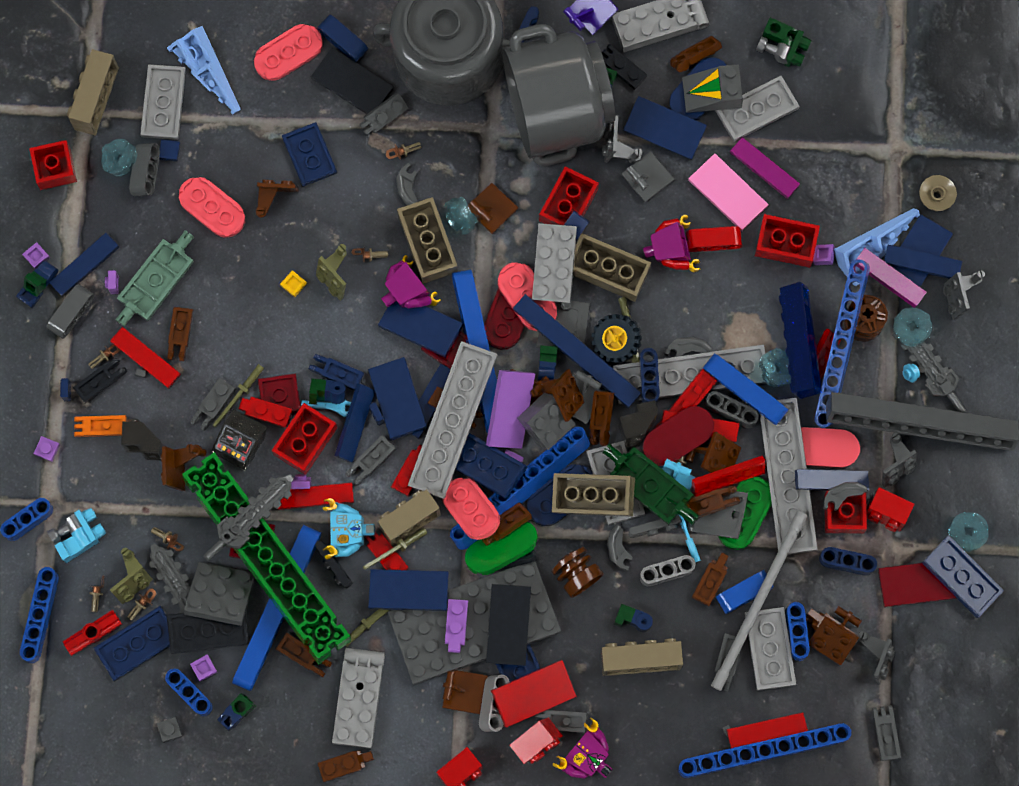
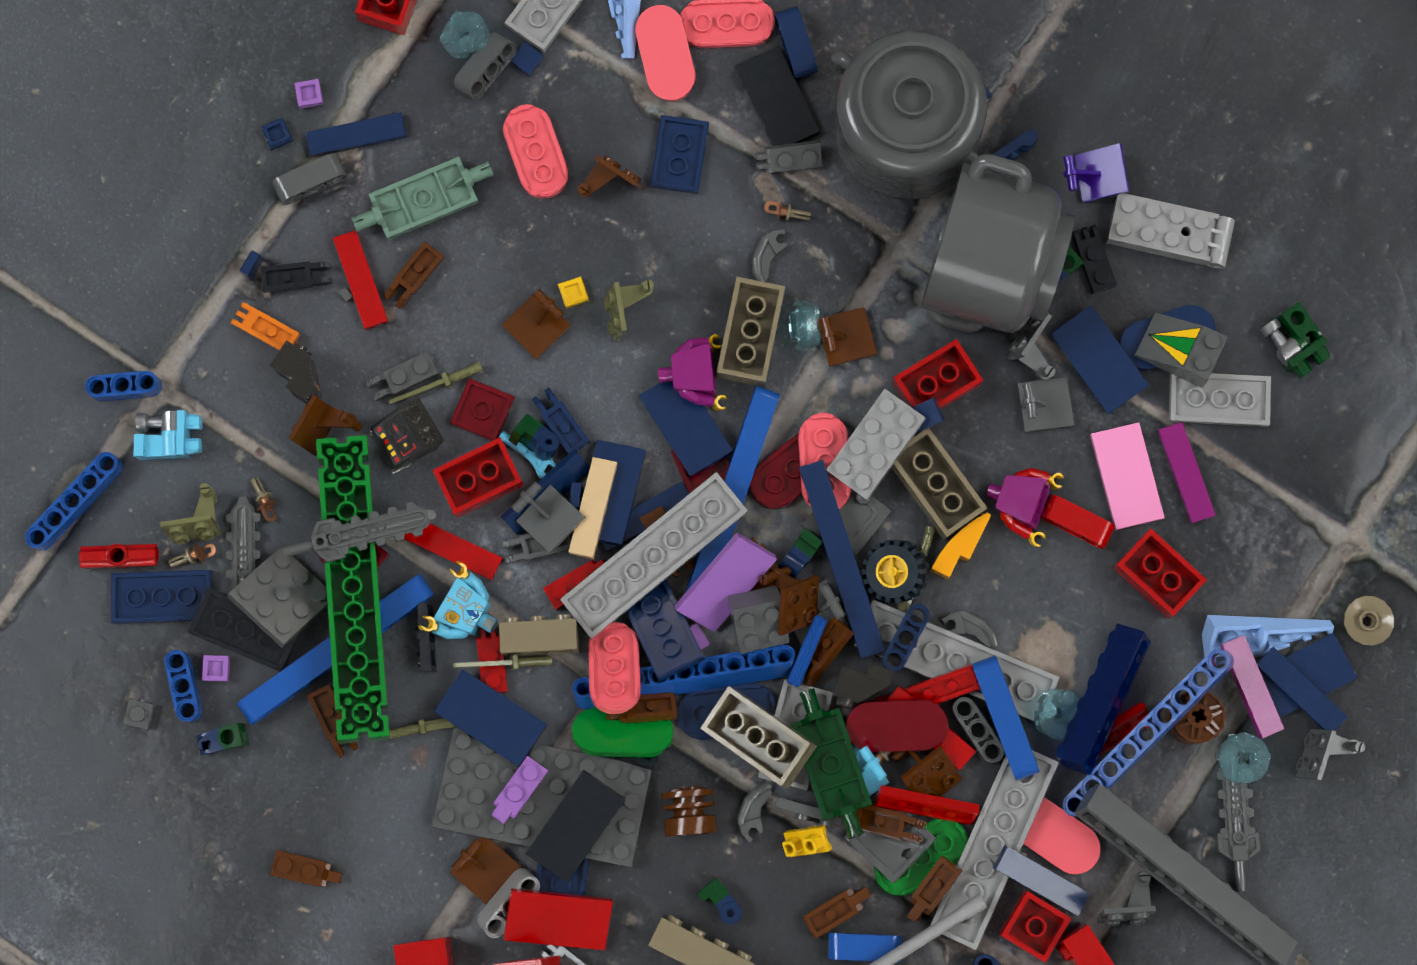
camera: 30 degrees right, 5 degrees up
(40, 278) = (297, 122): leg -> none
(46, 449) = (192, 319): medium lavender plate -> none
(95, 598) = (149, 514): dark tan piece -> none
(103, 356) = (315, 251): piece -> none
(112, 282) = (374, 173): medium lavender plate -> none
(260, 94) = (665, 53): none -> coral tile
(266, 411) = (455, 421): red hinge -> none
(282, 316) = (537, 324): none -> reddish brown plate
(301, 481) = (446, 524): medium lavender plate -> none
(358, 708) = (354, 815): light grey hinge -> none
(368, 436) = (549, 516): none -> dark grey plate
(369, 254) = (678, 310): piece -> none
(393, 413) = (593, 507): none -> tan tile
(590, 423) = (806, 651): none -> blue axle
(648, 299) = (960, 547): none -> light orange slope
(660, 577) = (804, 875): light grey beam -> none
(665, 545) = (806, 841): none -> yellow hips
(690, 543) = (837, 856): medium azure piece -> none
(695, 53) = (1187, 293): reddish brown hinge -> none
(766, 526) = (934, 888): none -> reddish brown hinge
(824, 254) = (1192, 614): medium lavender plate -> none
(841, 492) = (1042, 903): dark grey piece -> none
(911, 372) = (1209, 810): medium azure plate -> none

